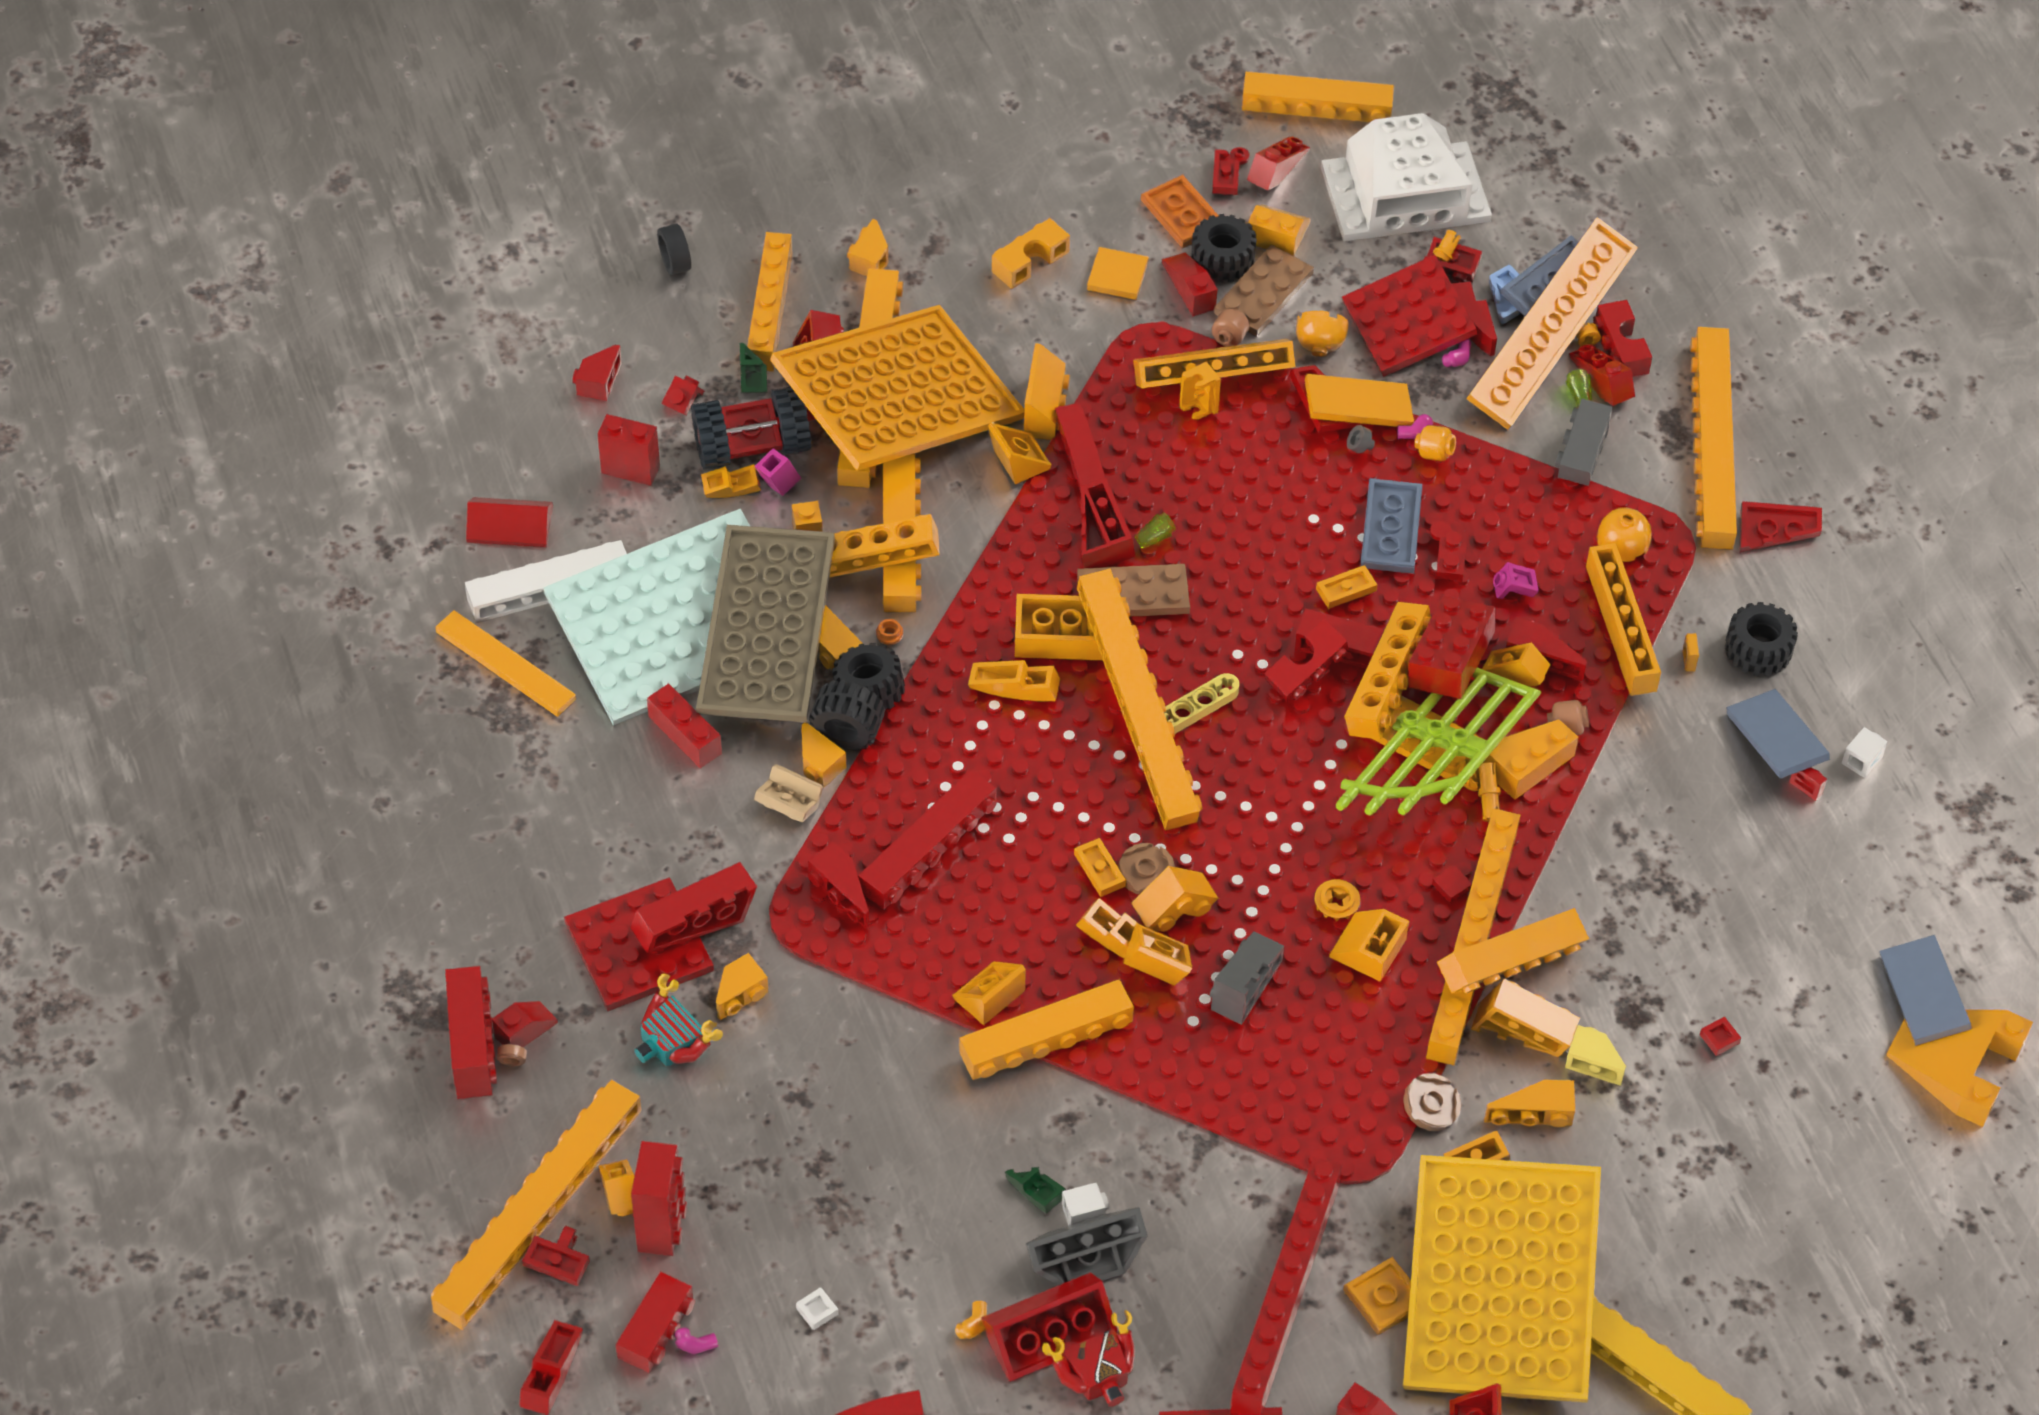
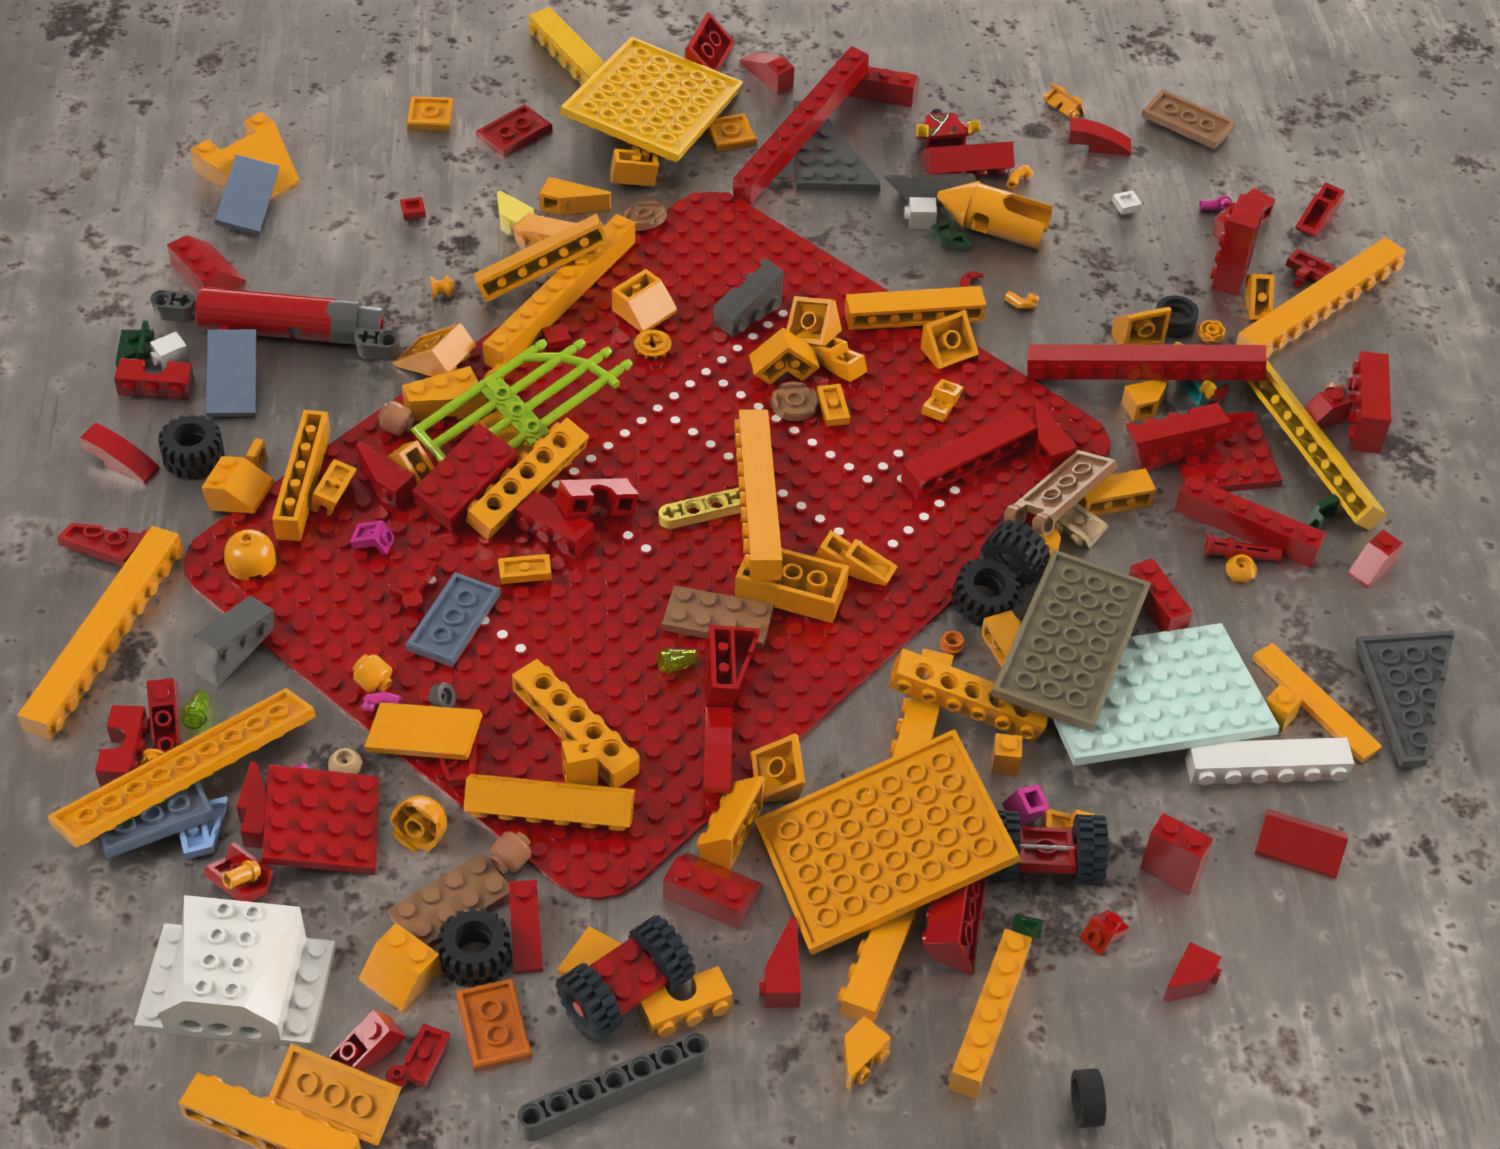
camera: 165 degrees left, 5 degrees down
(412, 700) = (1407, 686): none -> dark grey wing
(449, 838) = (1376, 558): none -> slope
(517, 881) = (1322, 511): none -> dark green slope
(541, 635) = (1283, 705): none -> light orange brick
(542, 974) = (1318, 450): none -> yellow brick
(596, 844) = (1249, 521): none -> red brick
(599, 803) = (1241, 568): none -> light orange plate
(614, 812) = (1230, 548): none -> red pin
(671, 1106) = (1211, 332): none -> light orange plate
(717, 1106) = (1181, 305): none -> black tyre
(747, 1003) = (1146, 362): none -> red brick
(756, 843) = (1120, 493): none -> light orange brick
(763, 1080) = (1142, 327): none -> light orange slope
(805, 817) = (1061, 490): none -> medium nougat hinge
(919, 1101) = (1022, 303): none -> light orange arm
(955, 290) = (782, 972): none -> red slope
(978, 912) = (942, 400): none -> light orange slope
(983, 1210) = (998, 213): none -> light orange piece
(998, 1123) = (968, 277): none -> red piece
(1059, 336) = (710, 889): none -> red slope
(1063, 183) = (606, 1097): none -> dark grey beam
(1069, 254) = (625, 977): none -> black plate
(1225, 444) = (575, 721): none -> light orange brick
(1232, 1275) = (831, 163): none -> dark grey wing
(1280, 123) = (335, 1093): none -> light orange plate
(1419, 378) = (339, 757): none -> tan plate
(1575, 817) = (437, 351): none -> light orange slope
(1585, 619) = (332, 486): none -> light orange hinge
(1615, 925) = (443, 286): none -> light orange wheel
(1668, 1215) = (514, 130): none -> red tile
(1684, 603) = (236, 486): none -> light orange slope
(1766, 815) = (283, 317): none -> piece
(1791, 1214) = (430, 113): none -> light orange tile
(1832, 617) = (118, 453): none -> red slope
(1876, 707) = (172, 383): none -> red arch
(1905, 878) = (202, 264): none -> red slope
(1909, 756) = (135, 343): none -> dark green bracket

